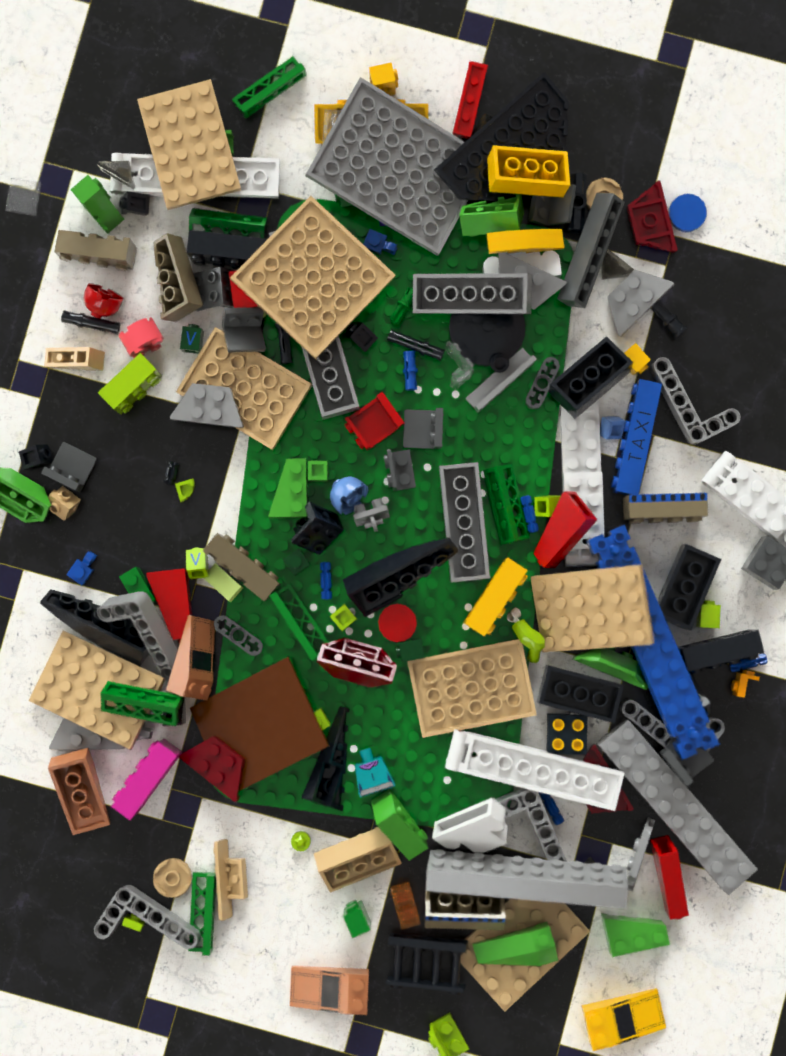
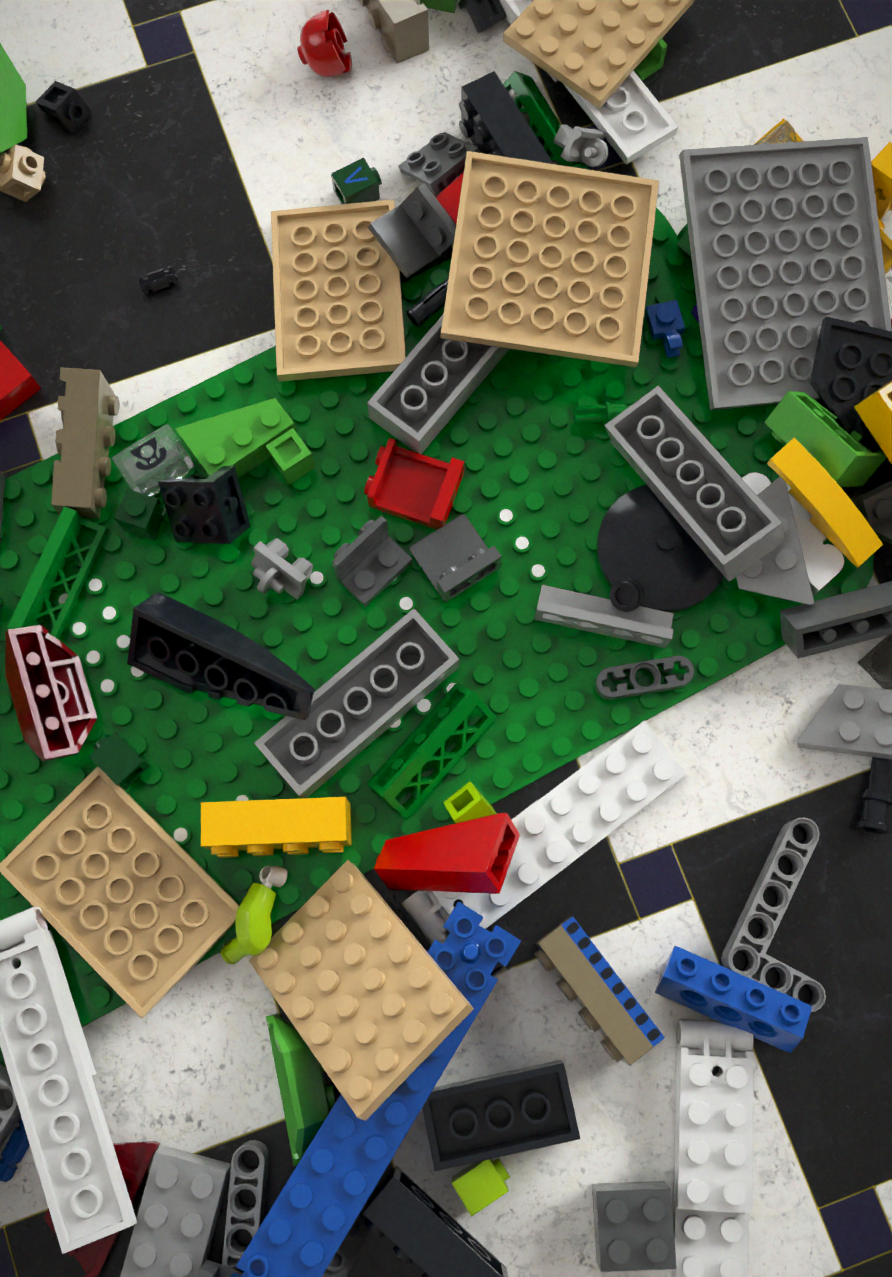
camera: 55 degrees right, 10 degrees down
(71, 467) = (75, 154): dark grey bracket -> none
(75, 358) = (227, 68): tan slope -> none
(83, 320) = (284, 45): black pin -> none
(130, 384) = (238, 145): lime brick -> none
(141, 337) = (310, 119): coral brick -> none
(176, 279) = (419, 112): dark tan wedge -> none
(185, 489) = (148, 312): lime tile -> none
(197, 563) = (44, 388): lime brick -> none
(208, 406) = (279, 259): light grey wing -> none
(223, 583) = (42, 446): yellowish green tile -> none
(255, 213) = (582, 145): none -> light grey hips
(272, 90) = (761, 64): green fence -> none
(273, 538) = (152, 460): none -> clear brick
(325, 580) = (143, 574): blue axle -> none
(343, 617) = (104, 632): lime plate -> none
(347, 494) = (284, 515): medium blue cylinder -> none
(360, 335) = (522, 386): black bracket -> none
(396, 336) = (574, 501): black pin -> none
(397, 622) = (148, 715): red tile -> none
(410, 370) = (523, 484): blue pin -> none
(466, 369) = (566, 552): clear bracket -> none
(529, 514) = (440, 793): blue axle -> none
(566, 734) = (145, 1088): black brick -> none
(580, 693) = (219, 1064): black brick -> none
(590, 377) = (705, 738): black brick -> none
(612, 427) = (657, 826): medium blue slope -> none
(637, 437) = (671, 873): blue brick -> none
(639, 359) = (780, 788): yellow brick -> none
(710, 451) = (734, 999): none -> blue brick

